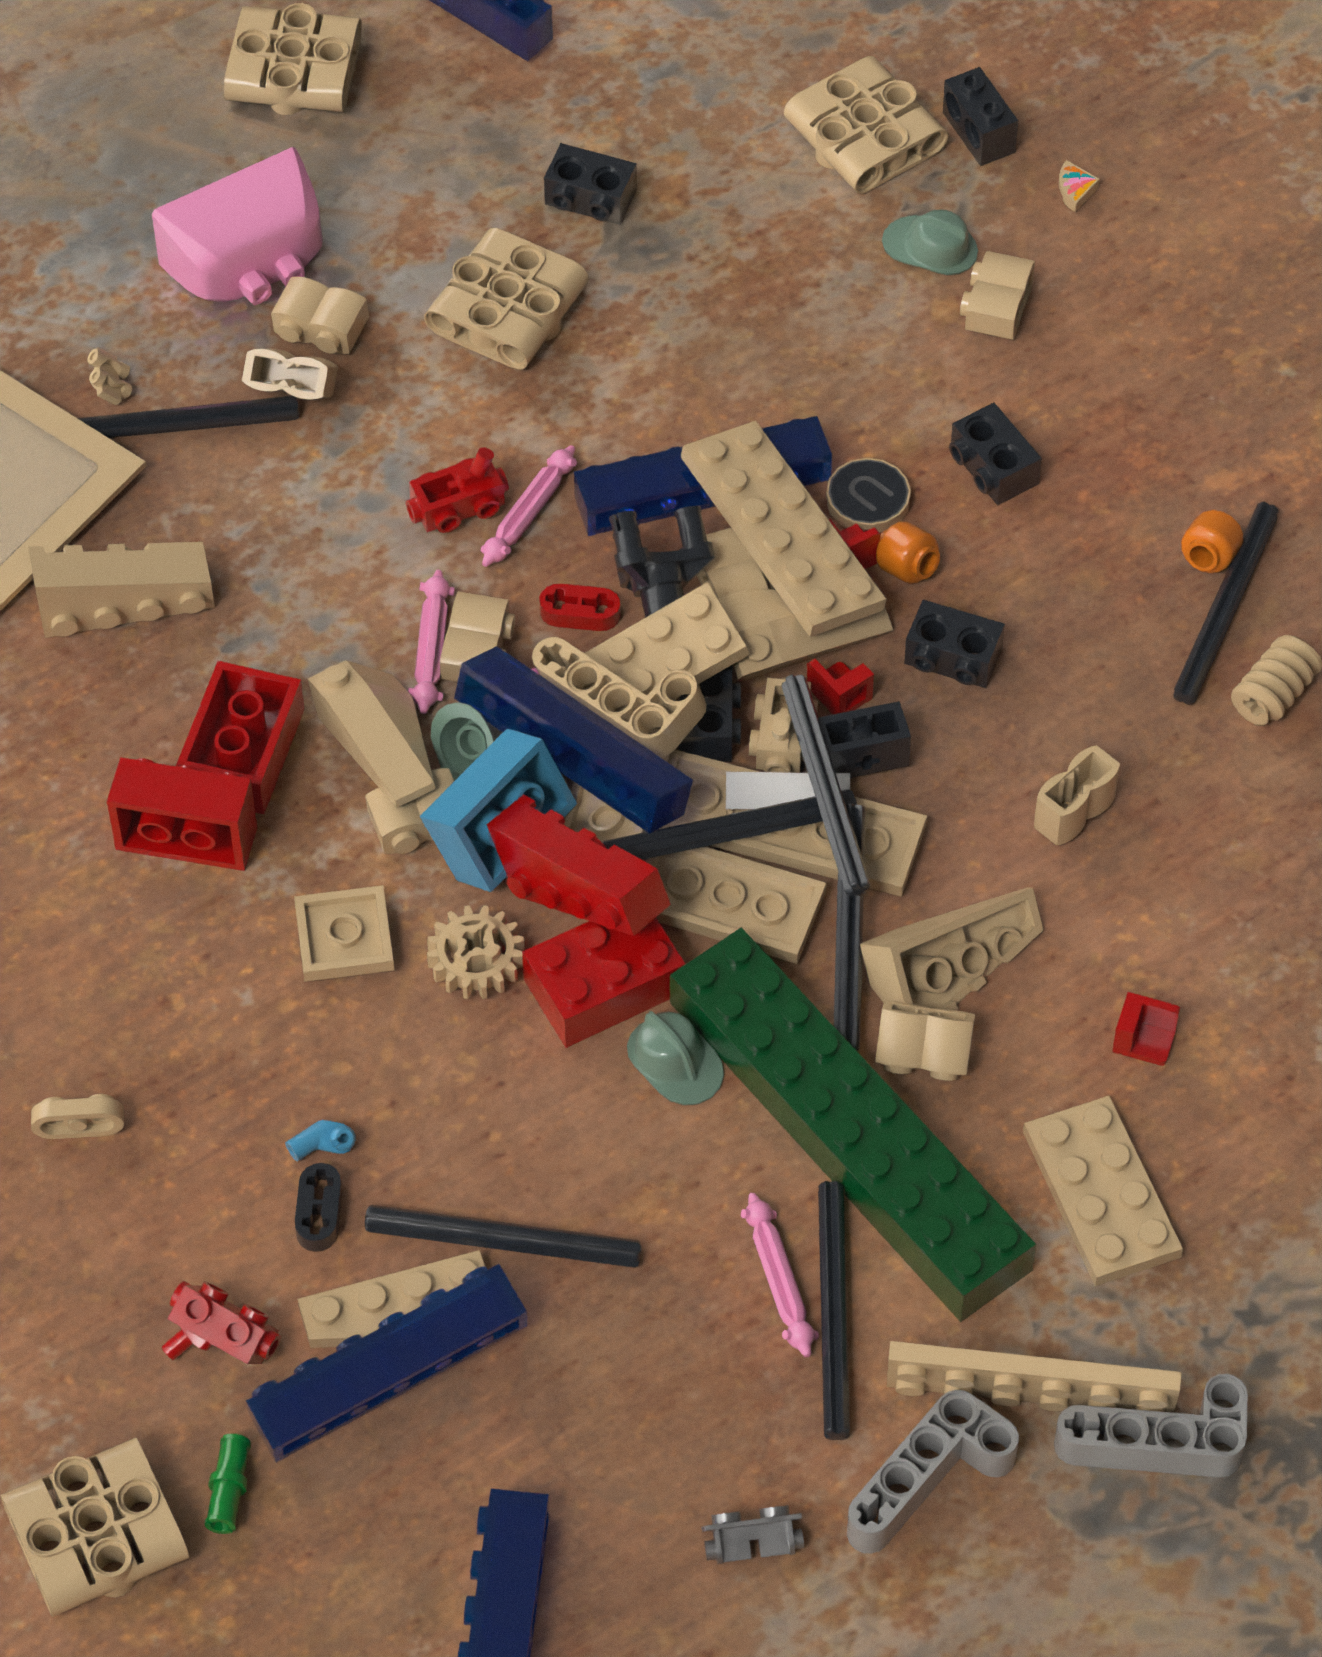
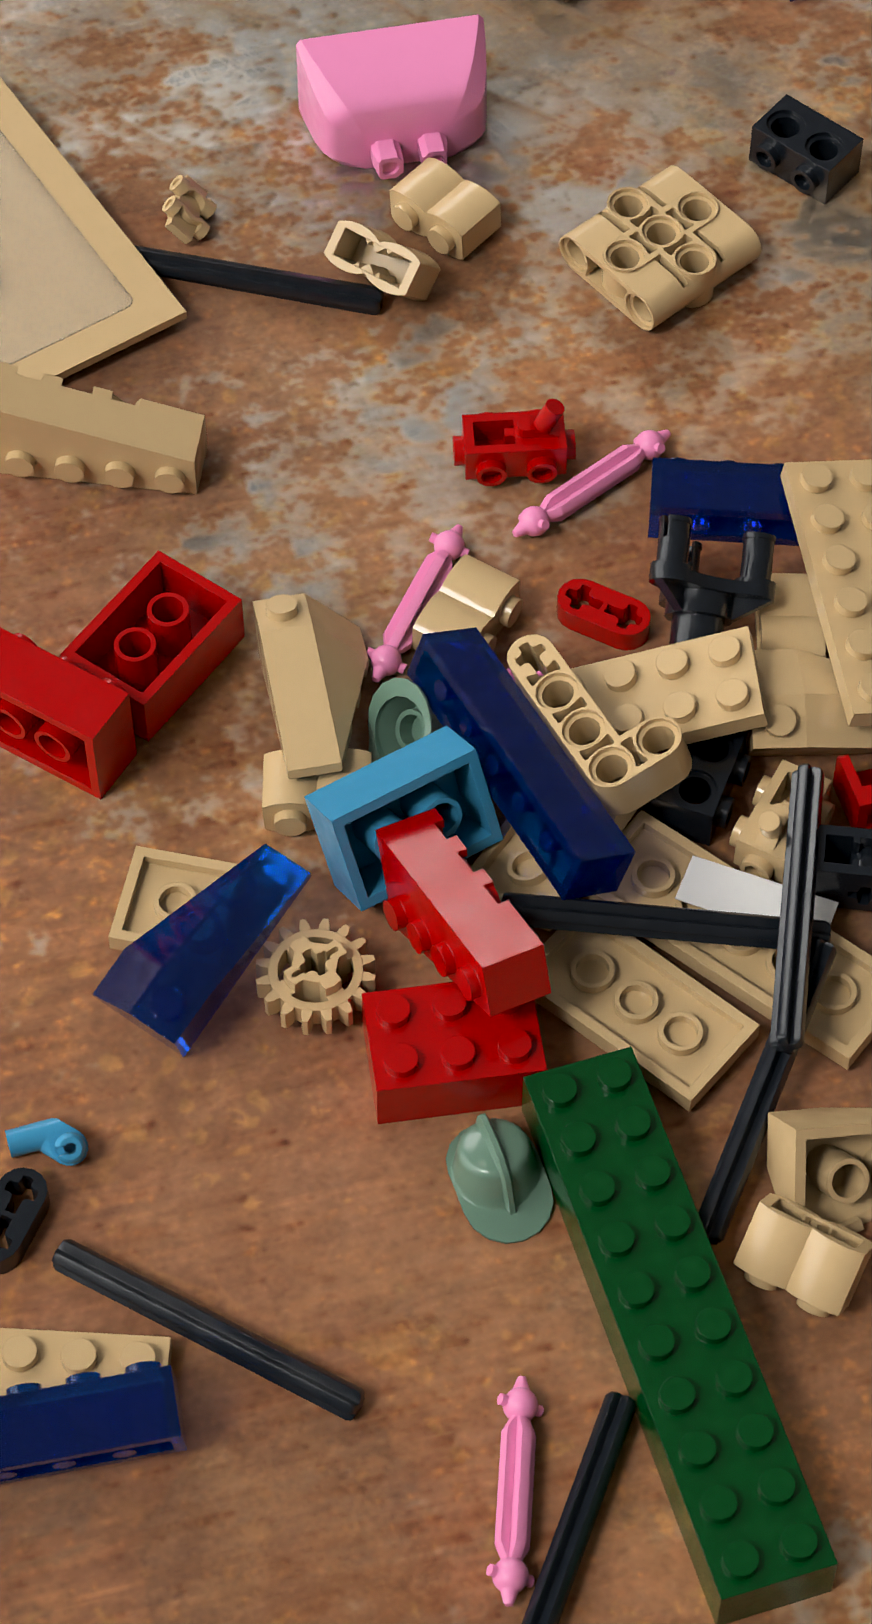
camera: 20 degrees right, 0 degrees up
(377, 966) = (194, 957): none -> clear blue wedge

